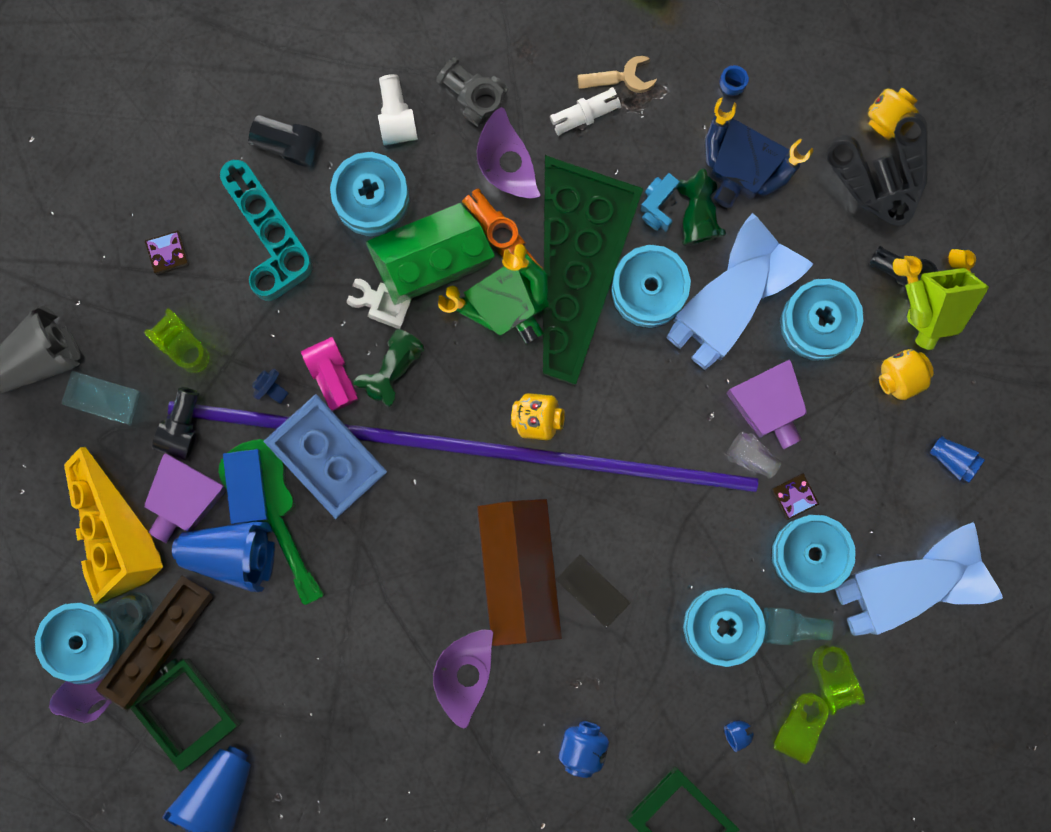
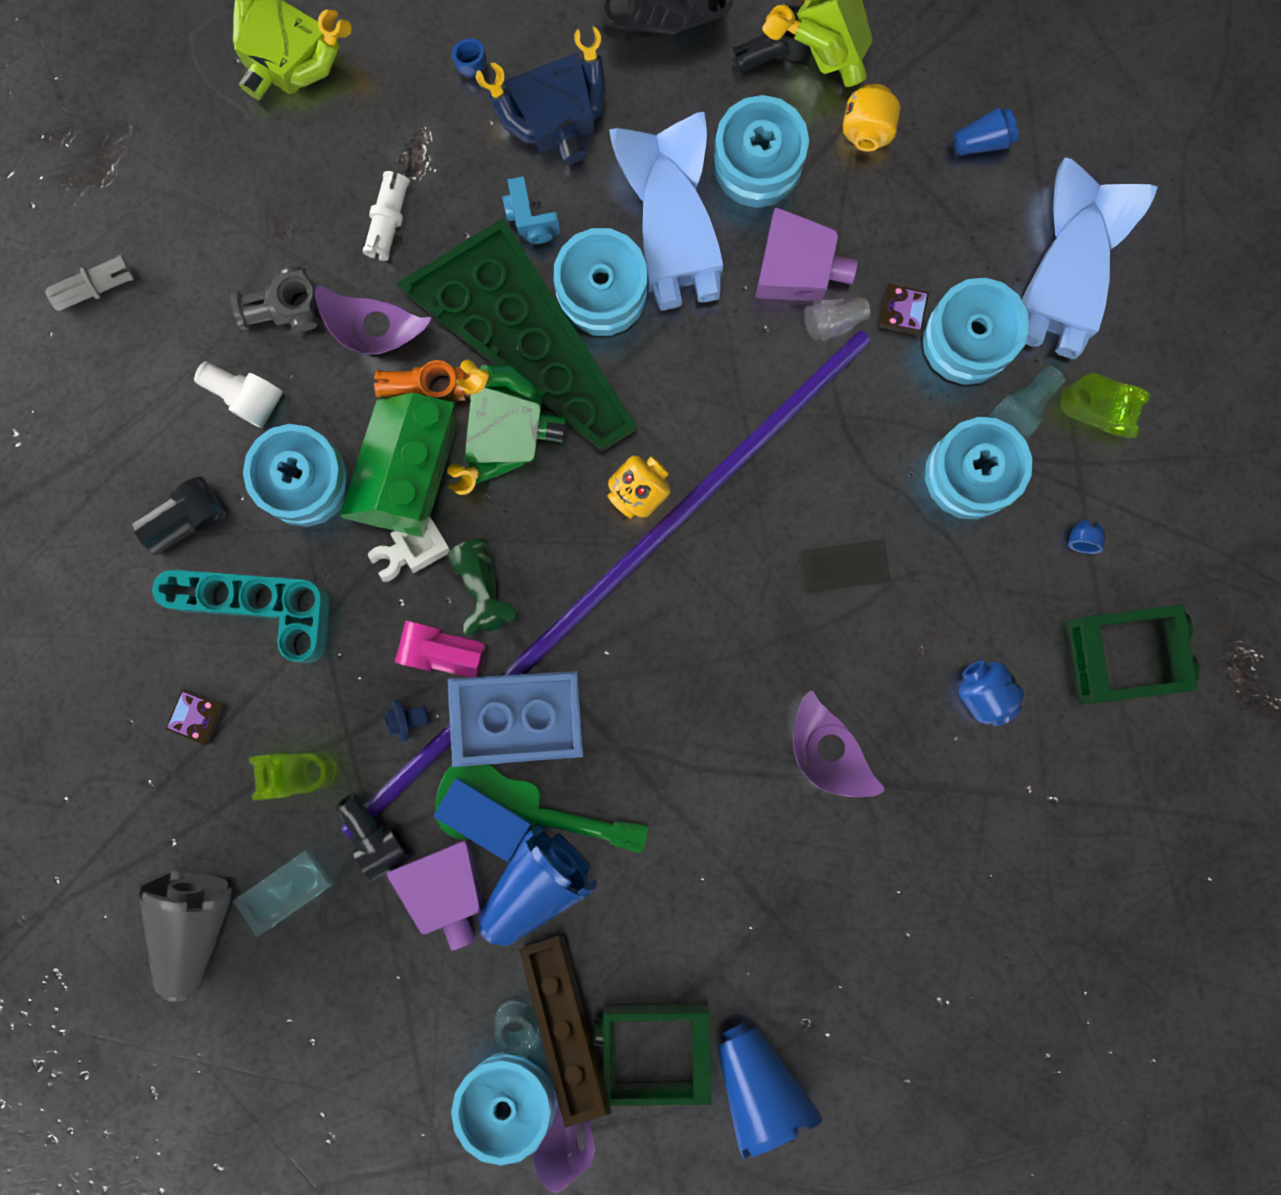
camera: 50 degrees left, 0 degrees up
(115, 540) = (435, 988): yellow wedge -> none
(519, 572) = (772, 622): reddish brown slope -> none
(614, 77) = (386, 151): tan piece -> none
(700, 217) = (570, 184): dark green animal -> none
(800, 735) = (1130, 476): clear neon green piece -> none

